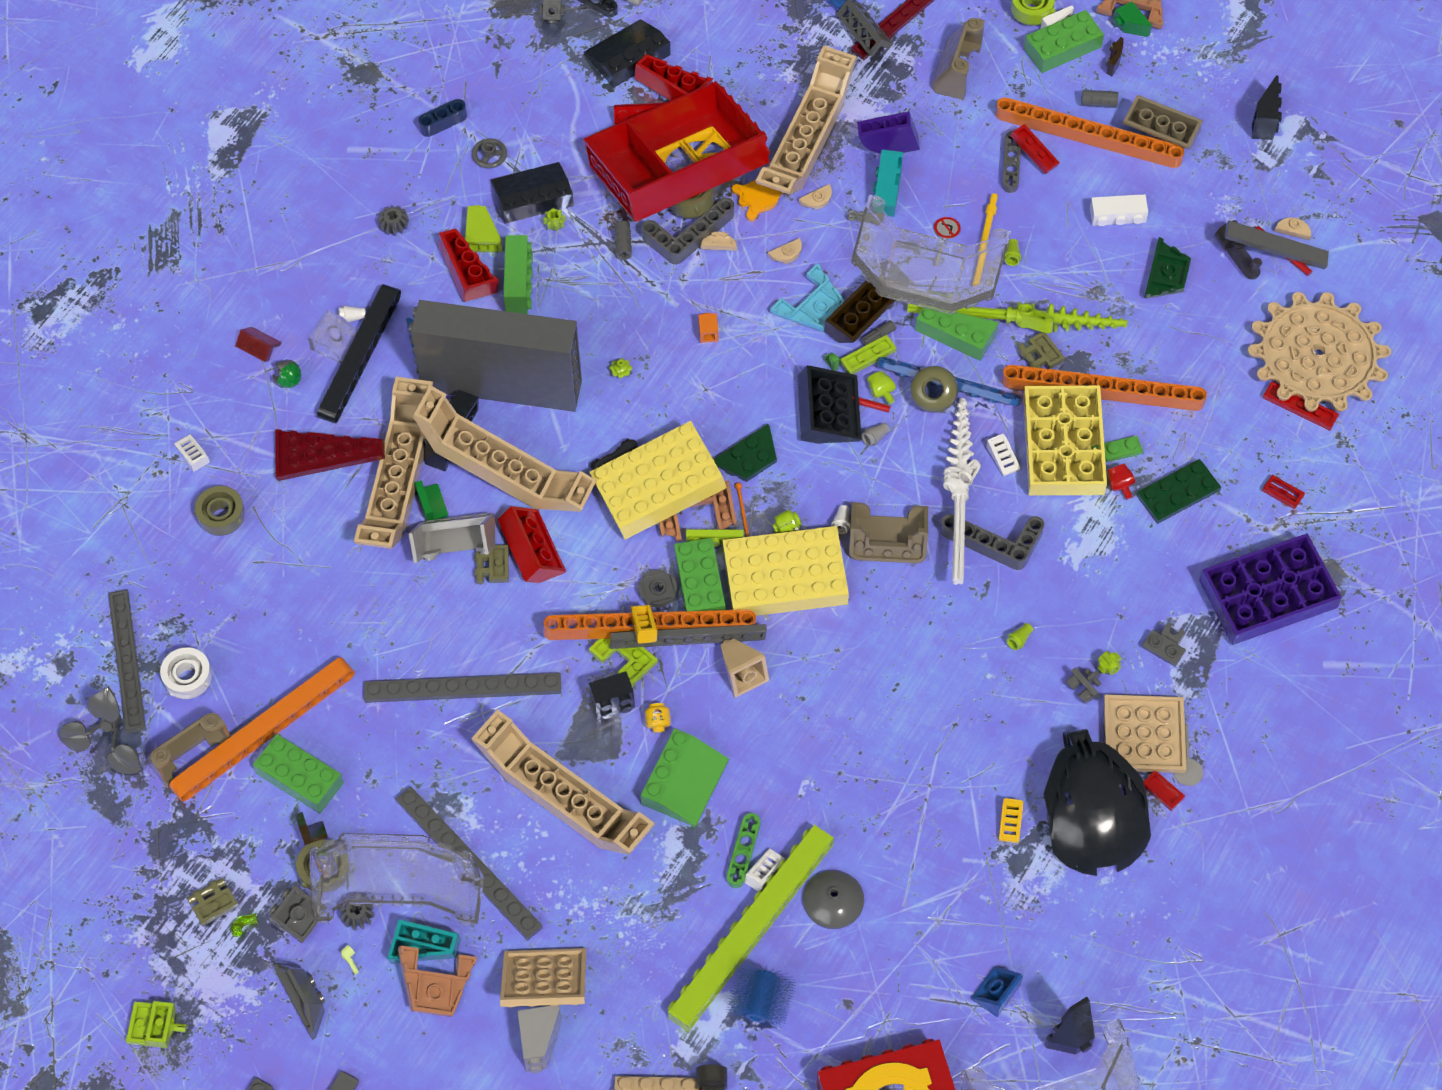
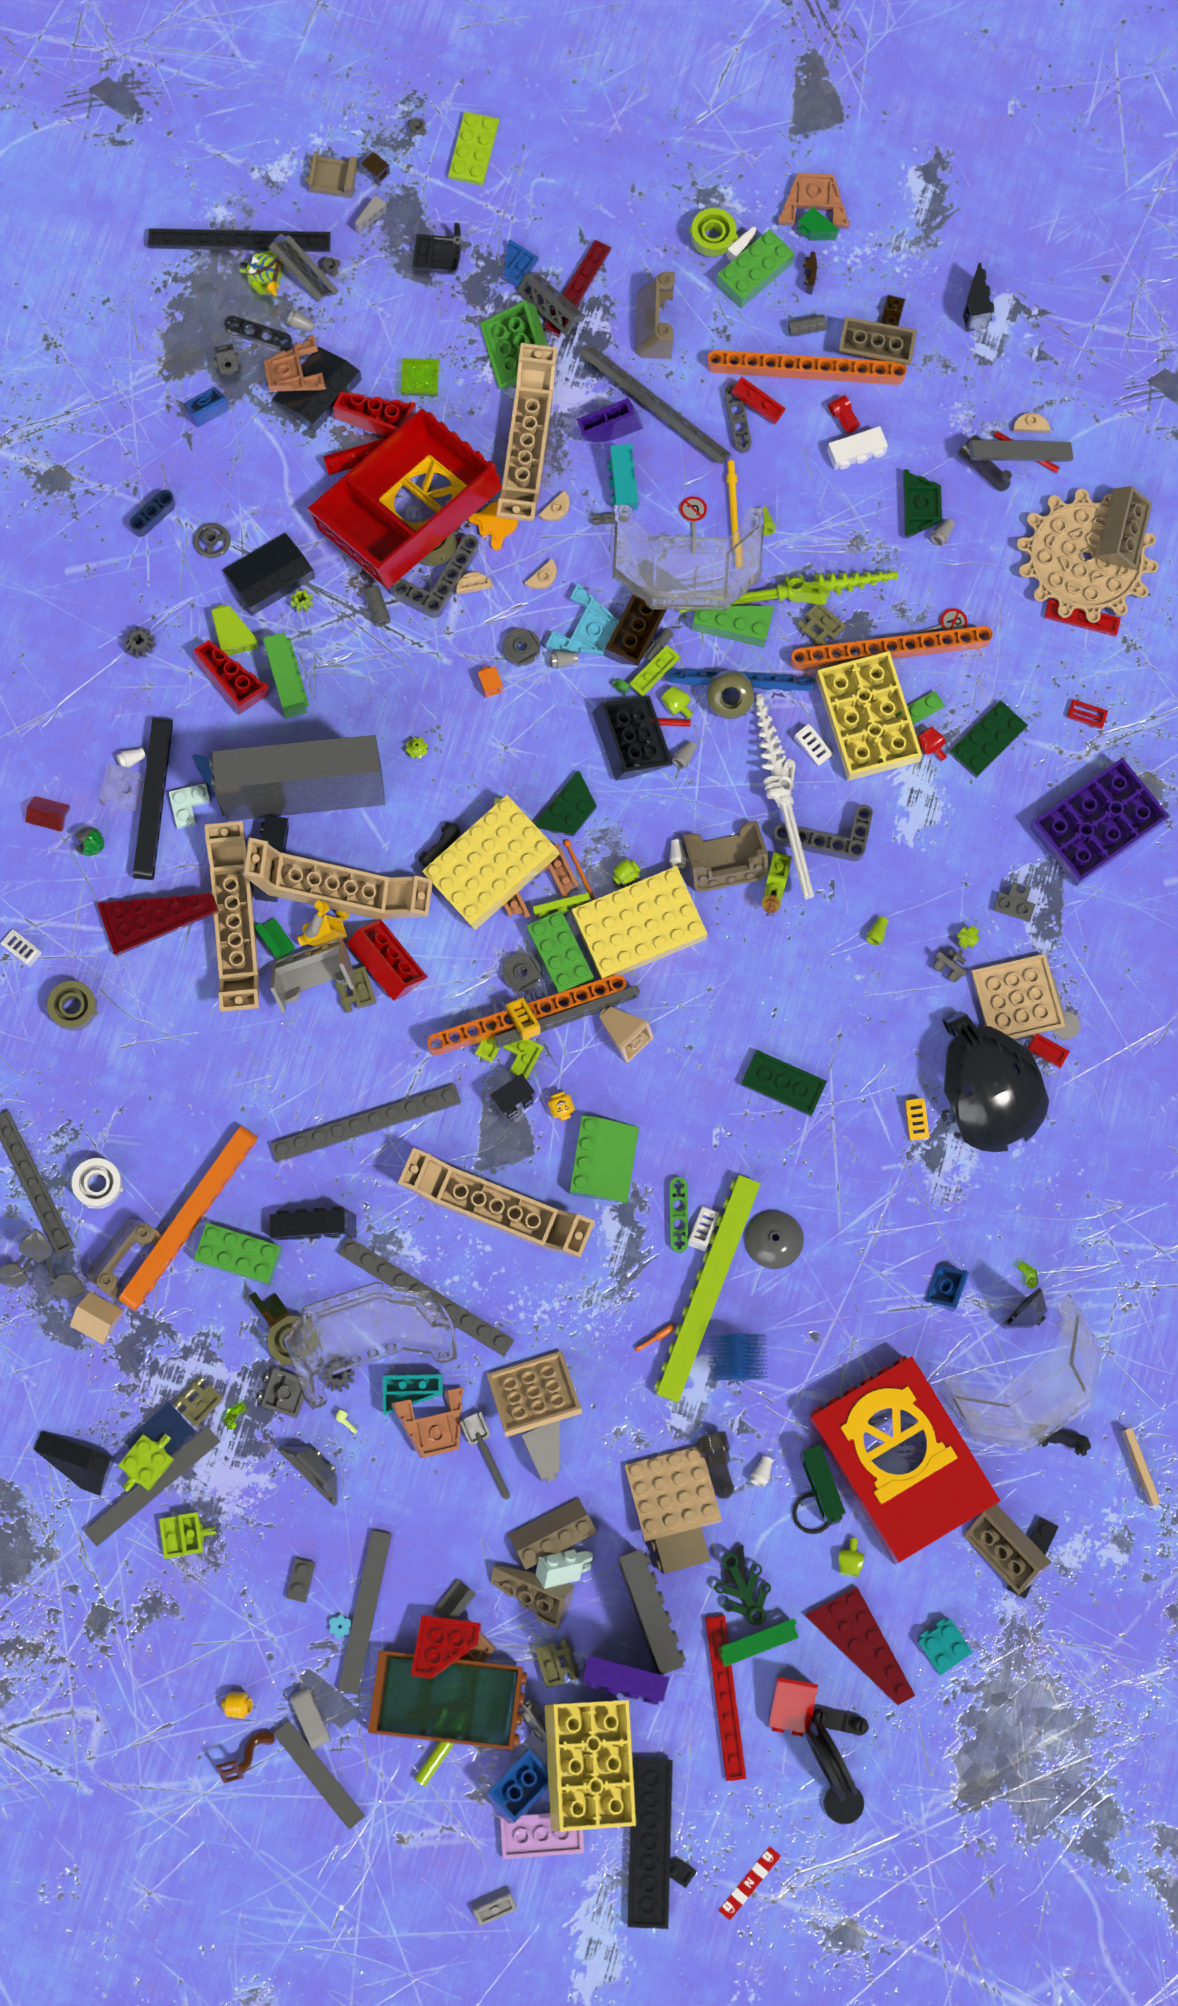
camera: 20 degrees left, 15 degrees up
(77, 929) = (78, 1463): none -> black wedge
(139, 970) = (140, 1496): none -> dark grey tile
(140, 944) = (146, 1462): none -> lime plate
(141, 798) = (96, 1317): none -> tan slope
(163, 925) = (167, 1422): none -> dark blue tile
(380, 764) = (312, 1224): none -> black wedge
(387, 362) = (183, 801): none -> light aqua plate
(477, 1003) = (476, 1432): none -> dark grey piece
(478, 497) = (323, 927): none -> yellow torso
(522, 45) = (206, 406): none -> blue slope
(605, 29) = (286, 373): none -> nougat wing
(688, 960) = (658, 1335): none -> orange piece
(724, 62) = (420, 377): none -> clear neon green plate
(743, 314) = (520, 657): none -> dark grey plate
(782, 324) = (562, 659): none -> light grey cone
(809, 43) = (504, 337): none -> bright green slope
(885, 753) = (783, 1083): none -> dark green plate
(930, 565) = (776, 882): none -> lime plate
(940, 136) = (656, 404): none -> dark grey plate
(1083, 992) = (1030, 1274): none -> clear neon green arm
(1114, 176) = (843, 411): none -> red piece
(1171, 376) = (949, 620): none -> piece
(1181, 301) = (942, 533): none -> light grey cone
(1186, 102) = (892, 310): none -> dark brown slope
(1362, 333) = (1125, 528): none -> dark tan slope

